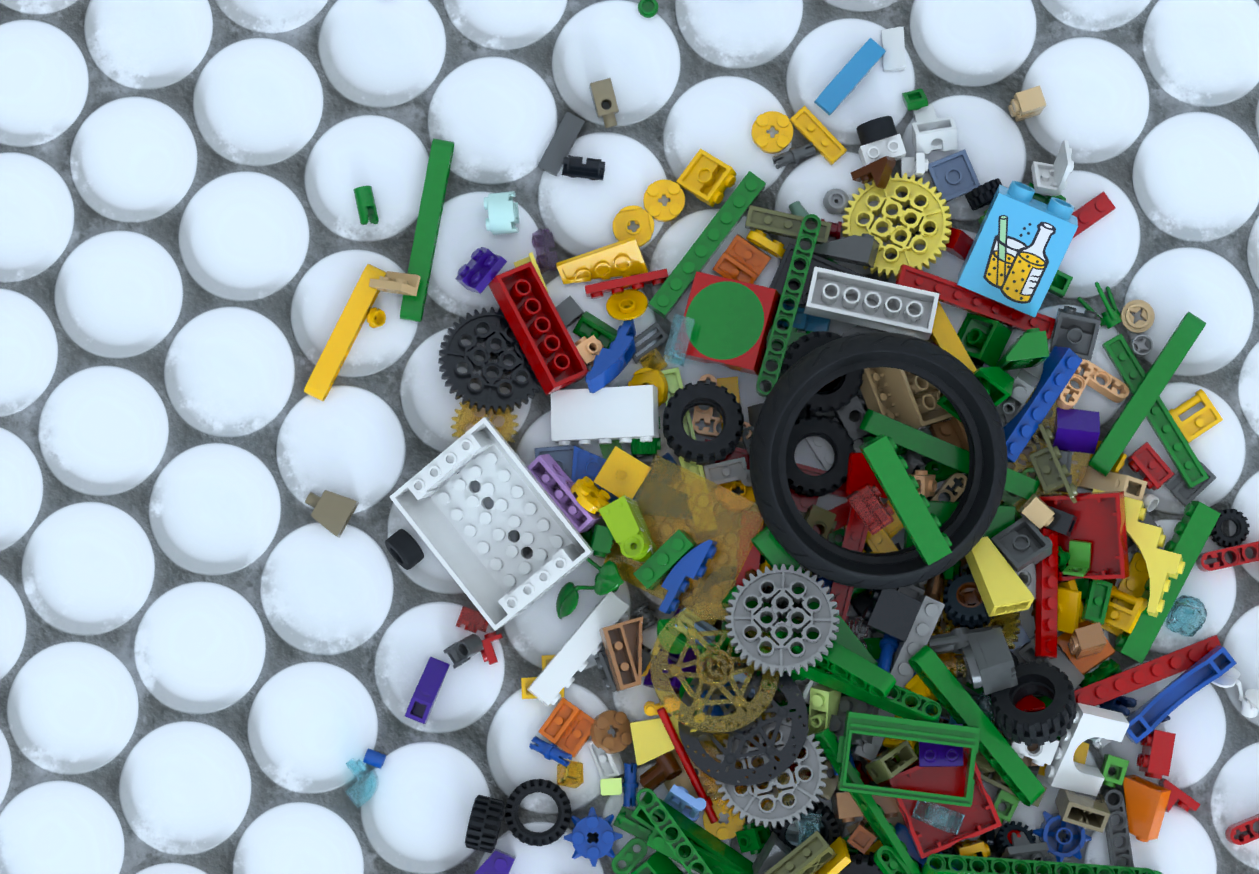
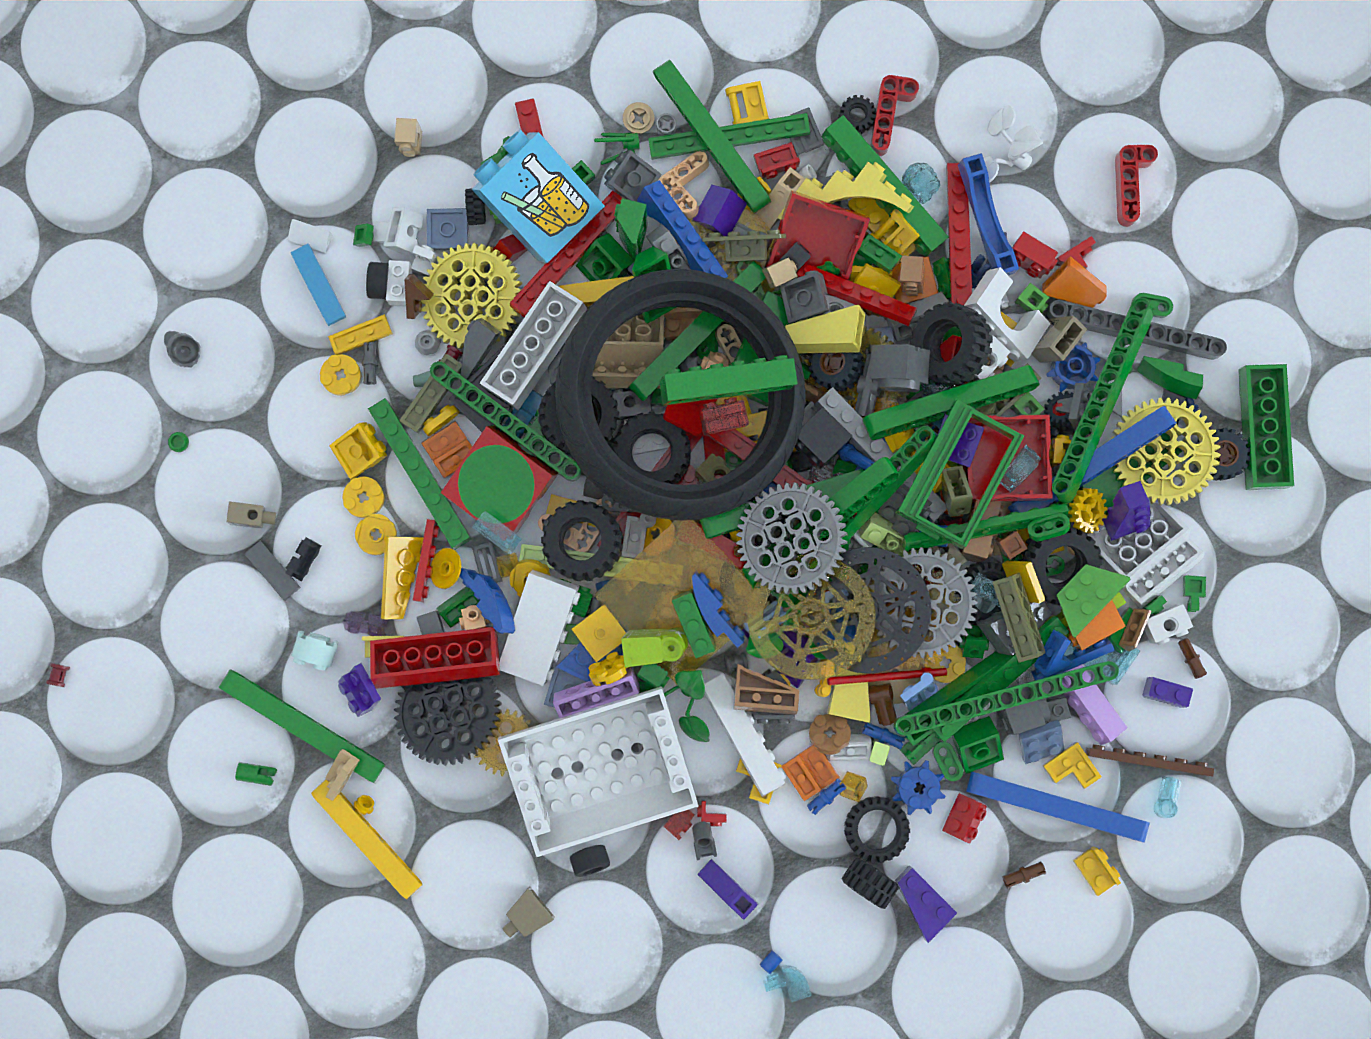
camera: 70 degrees left, 0 degrees up
(1051, 178) = (484, 141): white bracket -> none
(1079, 558) = (835, 253): bright green bracket -> none

